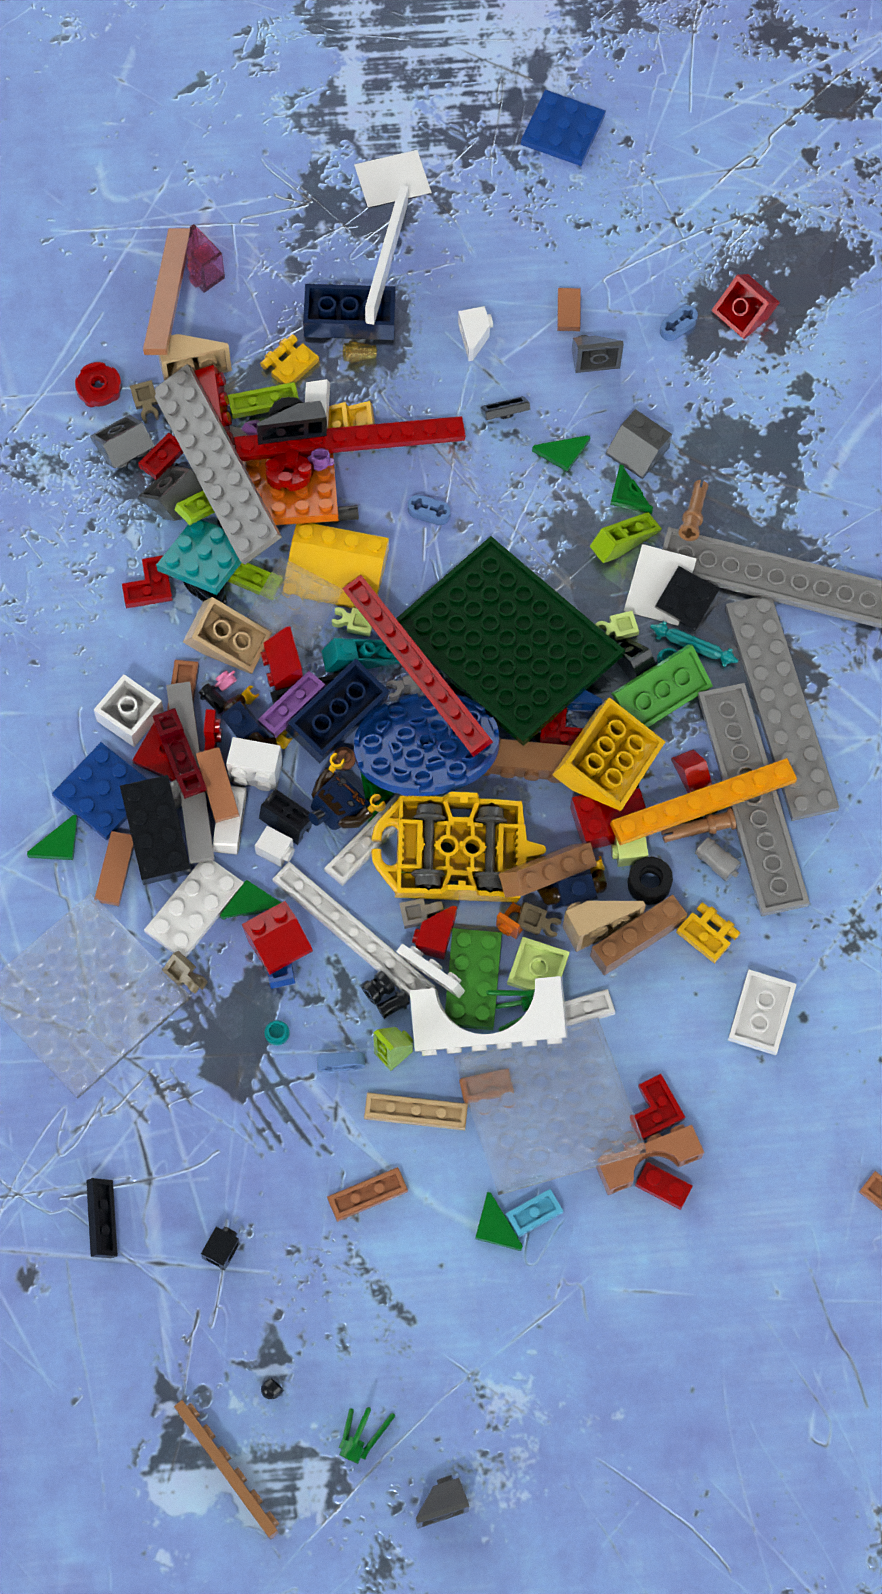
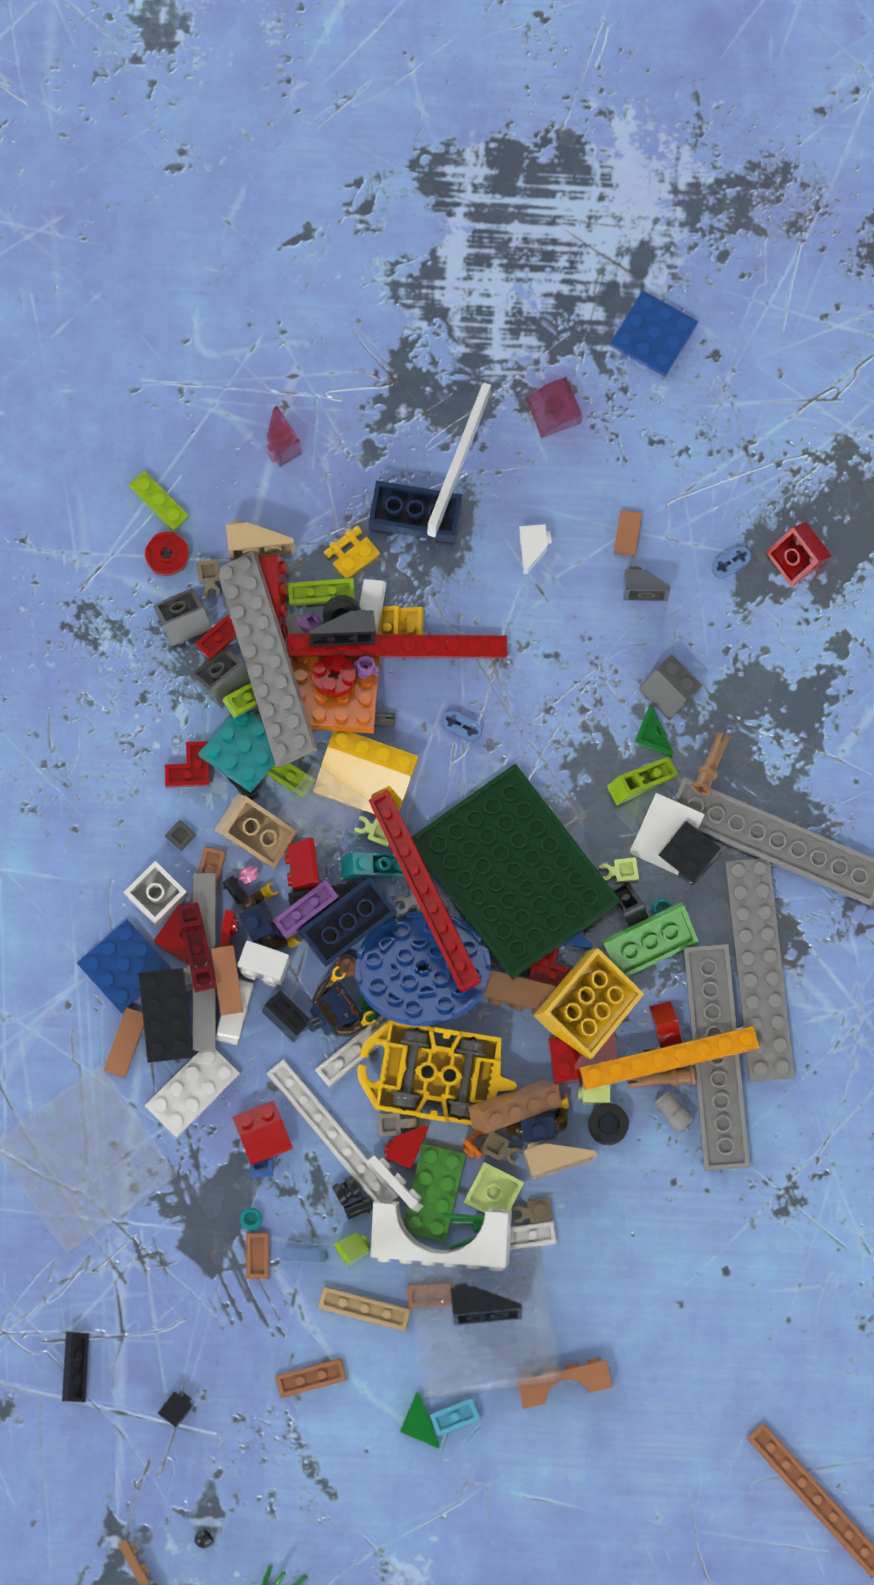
camera: 10 degrees right, 10 degrees up
(58, 844) = (78, 1011): green tile -> none
(83, 337) = (158, 501): none -> lime plate
(147, 653) = (180, 835): none -> dark grey tile
(167, 292) = (243, 471): nougat tile -> none
(182, 971) = (173, 1151): dark tan plate -> none
(249, 901) = (243, 1091): green tile -> none
(274, 846) = (272, 1044): white brick -> none
(289, 1071) = (257, 1255): none -> nougat tile
(358, 352) = (418, 553): clear yellow cone -> none
(384, 176) = (478, 363): white sticker -> none
(475, 202) = (554, 407): none -> clear pink slope
(505, 409) = (549, 631): black plate -> none
(547, 1080) = (477, 1305): none -> black slope
(562, 452) = (597, 683): green tile -> none
(586, 982) = (537, 1211): none -> dark tan plate
(638, 935) = (589, 1175): medium nougat brick -> none
(662, 1109) = (584, 1339): red plate -> none
(663, 1185) = (573, 1408): red plate -> none
(701, 646) = (689, 896): teal wheel -> none
(704, 937) = (648, 1184): yellow plate -> none
(762, 1012) = (688, 1262): white plate -> none

